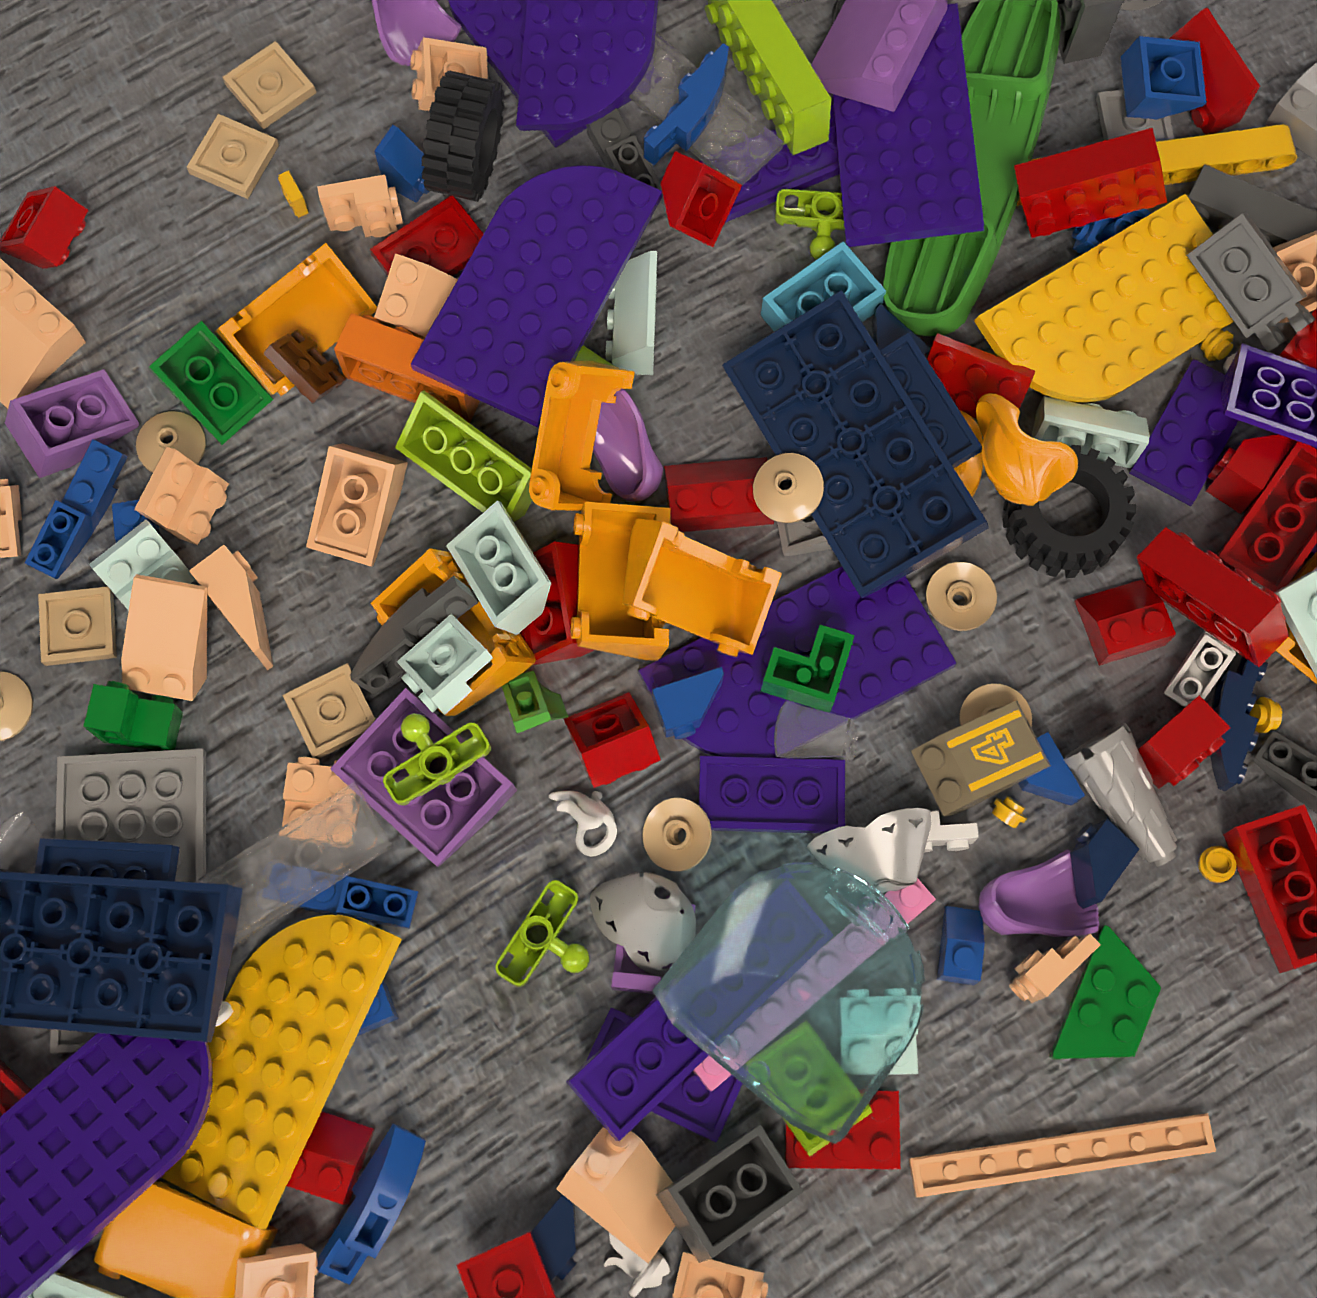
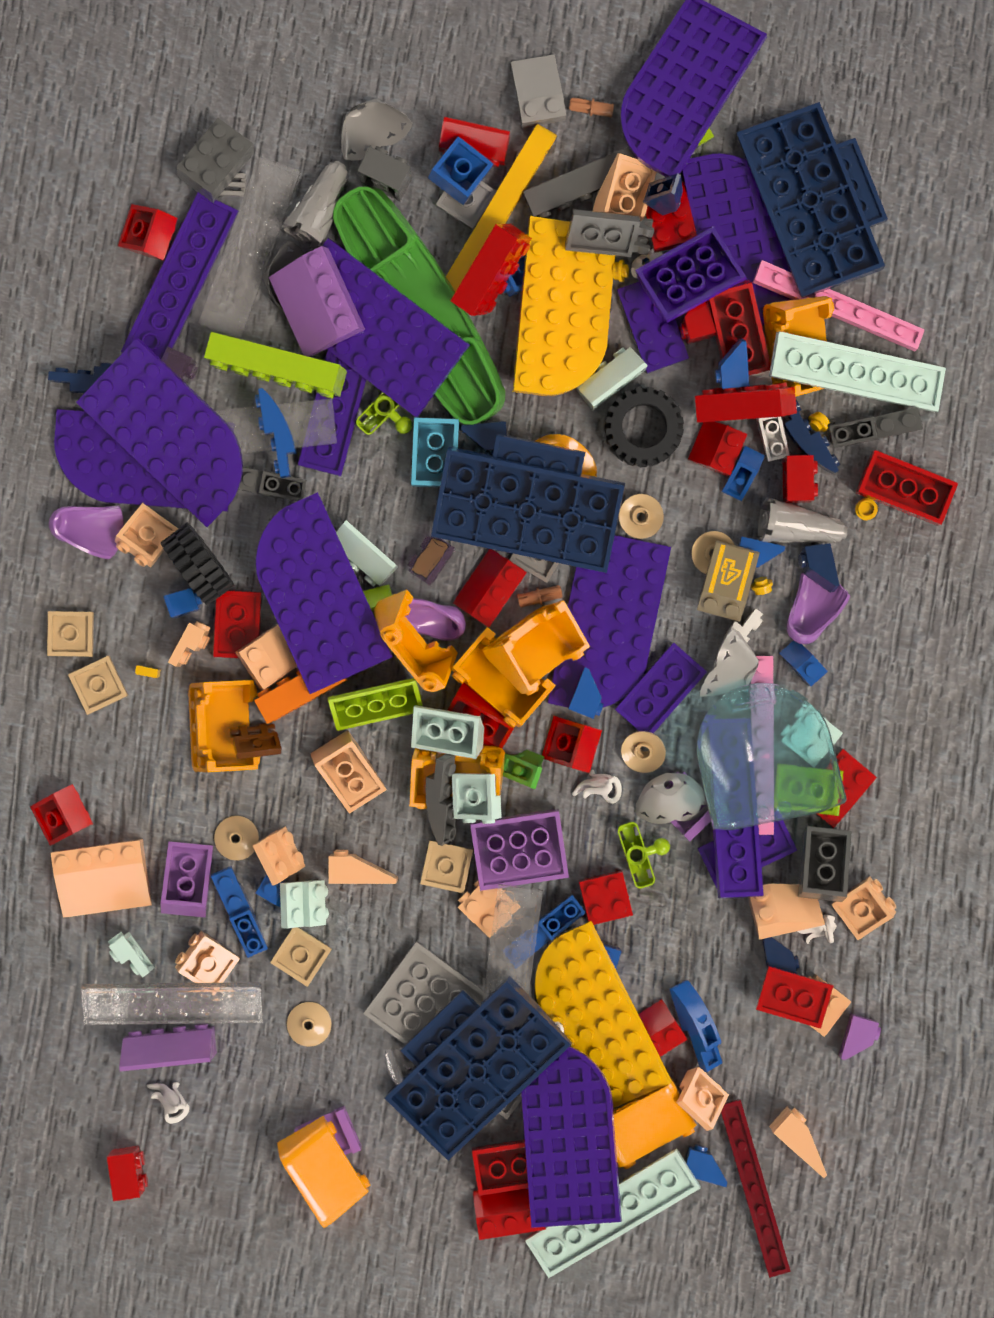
camera: 45 degrees left, 15 degrees up
(125, 720) = (376, 963): green brick -> none
(166, 638) = (350, 919): light nougat slope -> none
(210, 383) = (221, 794): green slope -> none
(420, 779) = (523, 827): lime piece -> none
(449, 940) = (605, 897): none -> red brick
(695, 399) = (431, 559): none -> slope
(697, 198) = (331, 473): red slope -> none
(758, 554) = (539, 596): none -> nougat axle
(798, 500) = (526, 549): tan dish -> none
(812, 679) = (626, 628): green brick -> none
(813, 733) = (649, 647): clear piece -> none
(972, 373) = (541, 415): red plate -> none
(1016, 463) = (610, 451): light orange piece -> none
(1045, 971) = (848, 640): light nougat plate -> none
(1061, 1155) = (931, 698): light nougat tile -> none
(1108, 1004) = (885, 618): green wing -> none
(1122, 675) = (743, 473): none -> blue slope
(1244, 540) = (733, 367): none -> blue slope

